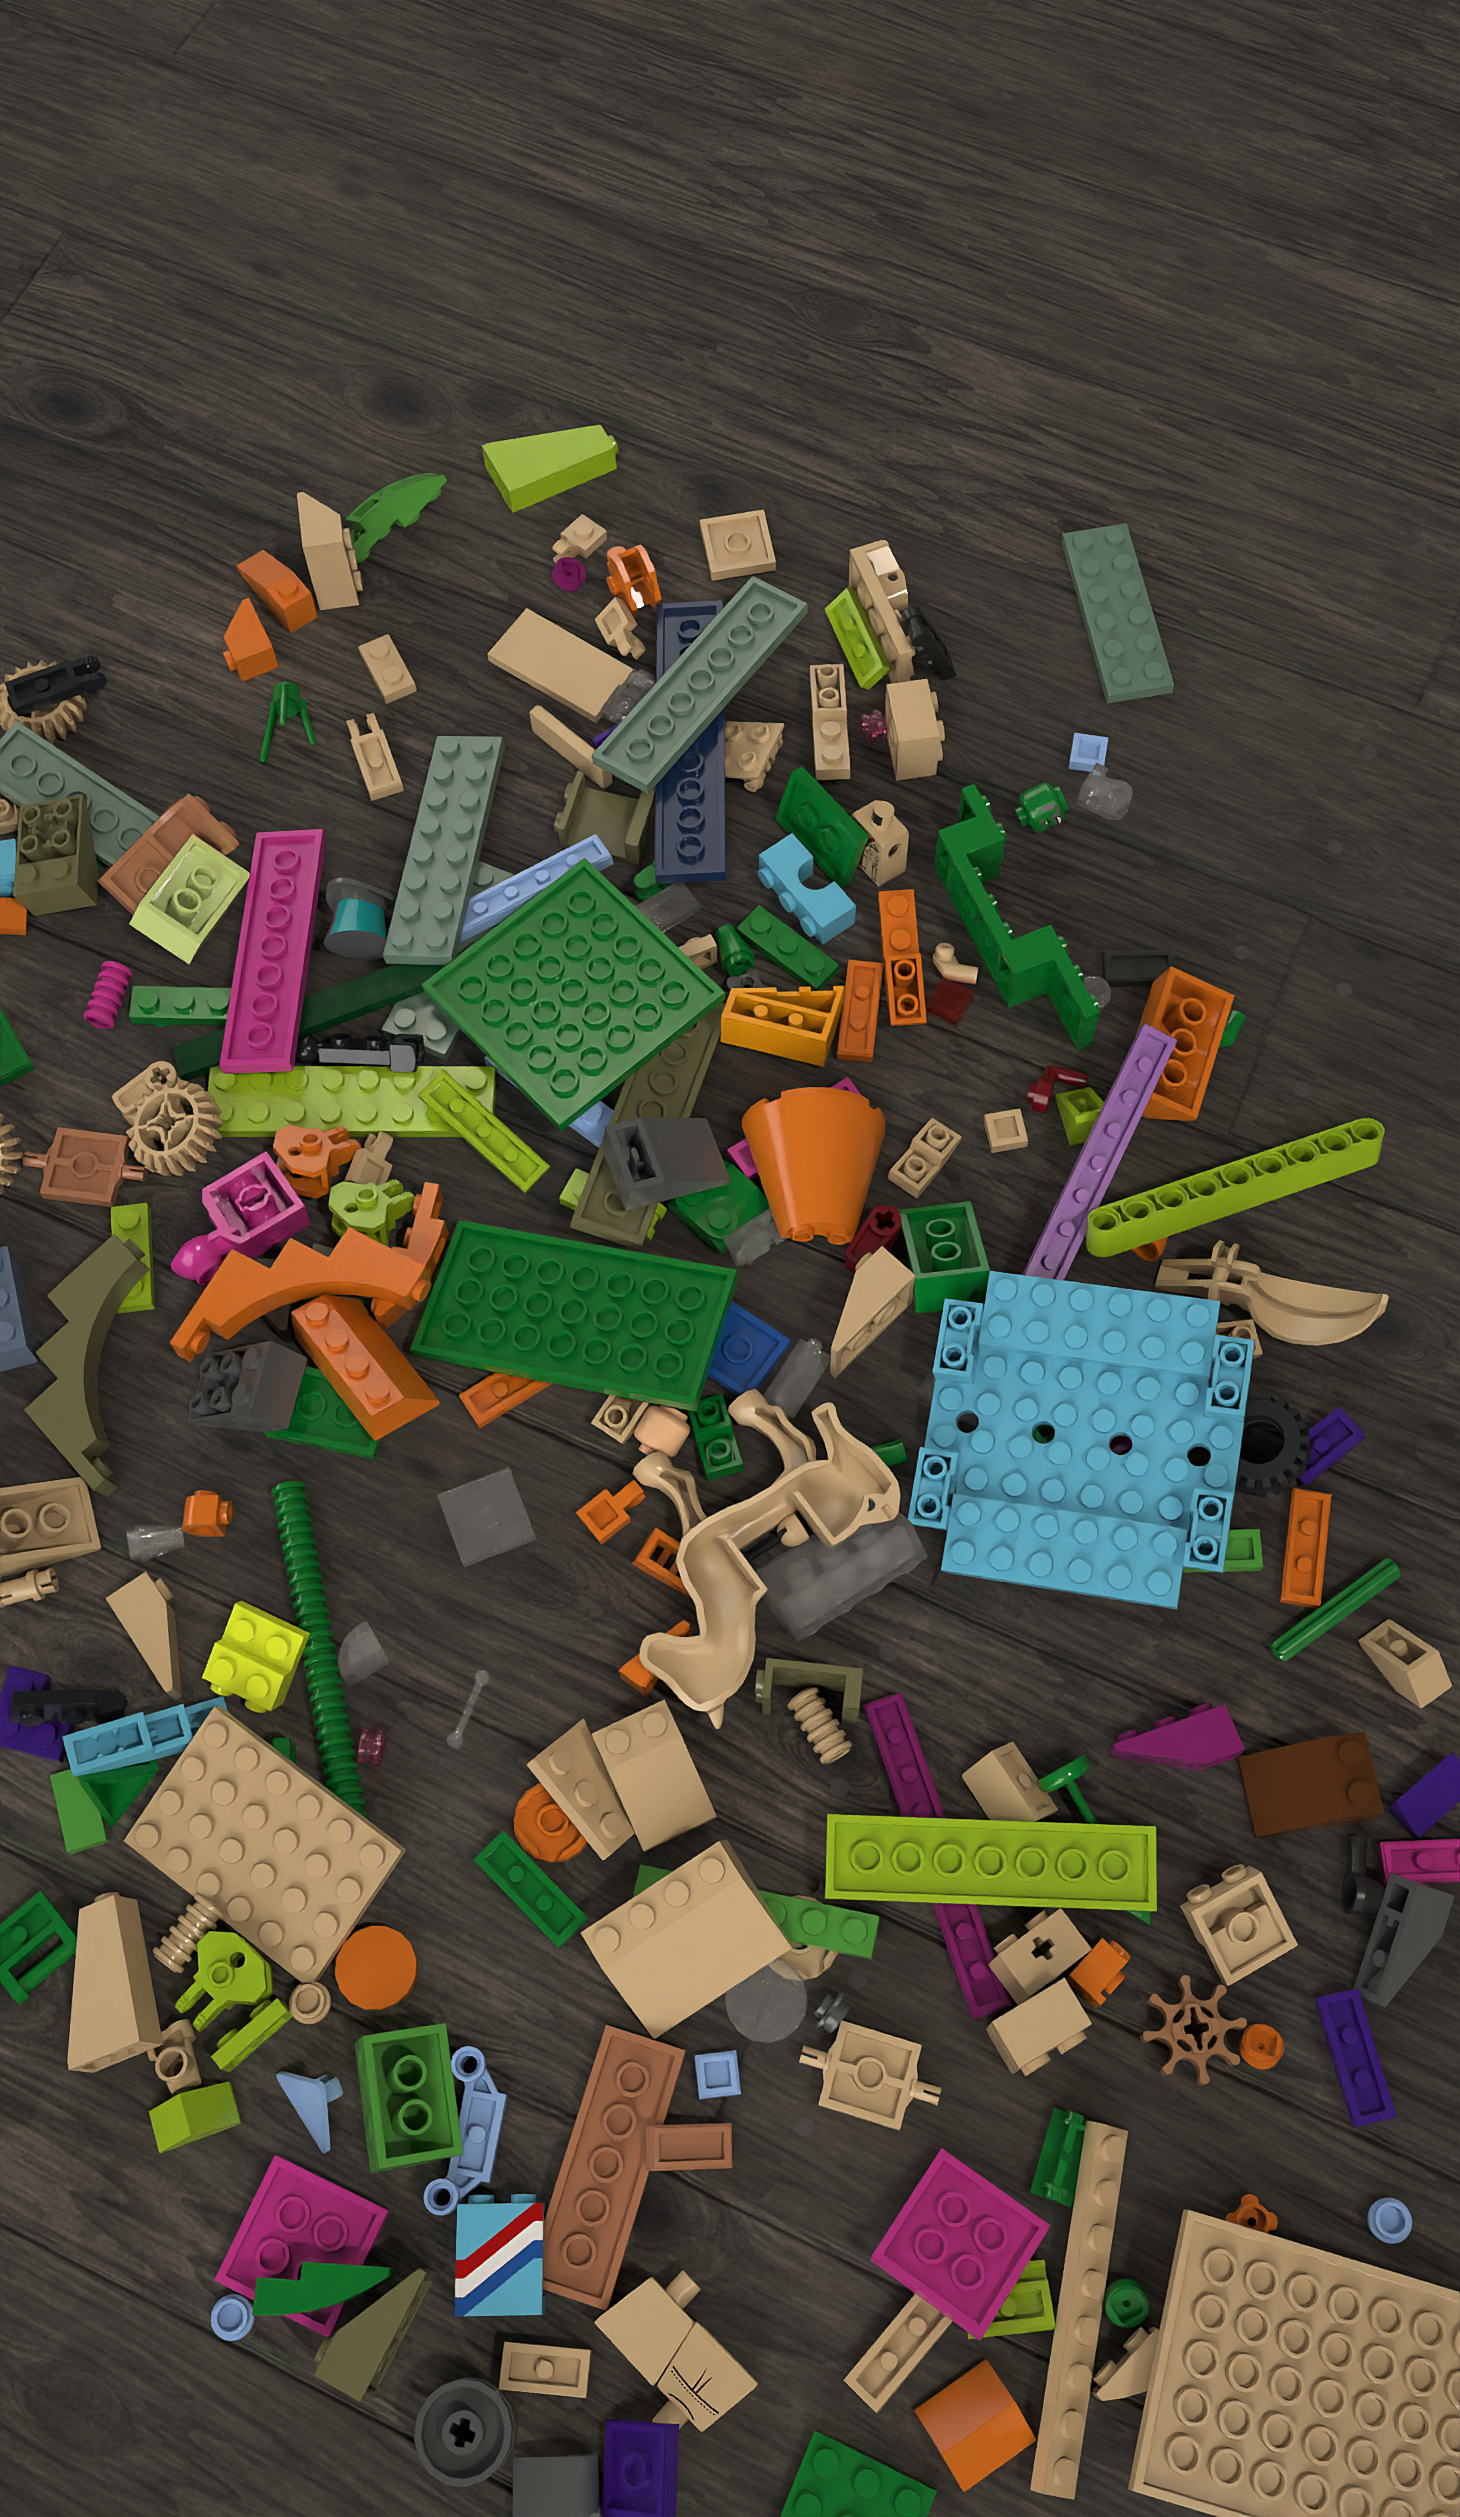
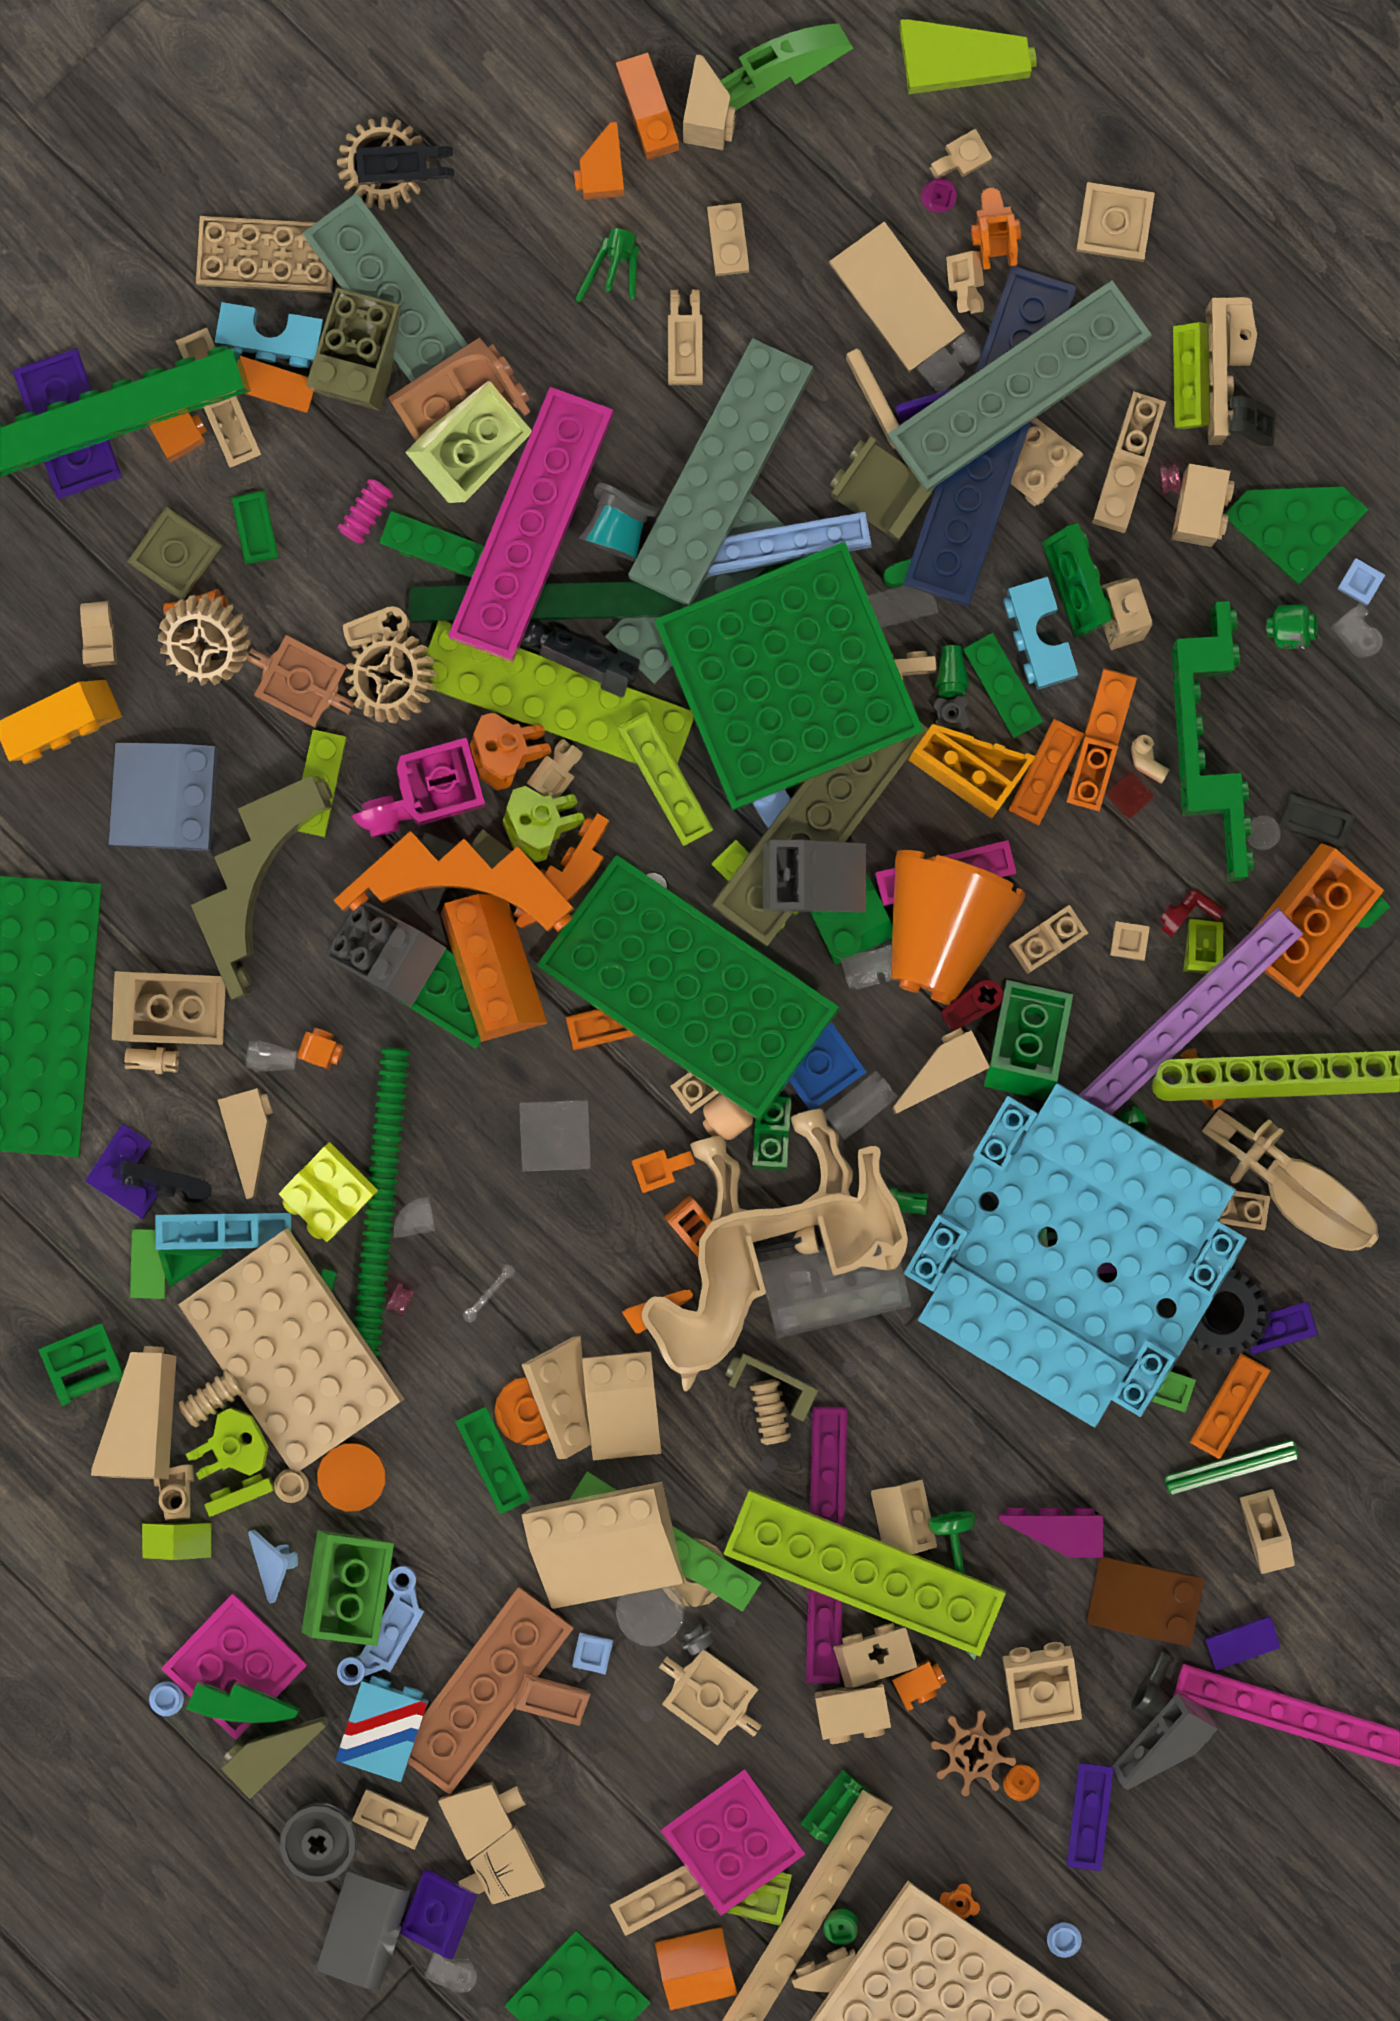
camera: 15 degrees right, 20 degrees up
(1007, 729) = (1295, 524): none -> green plate

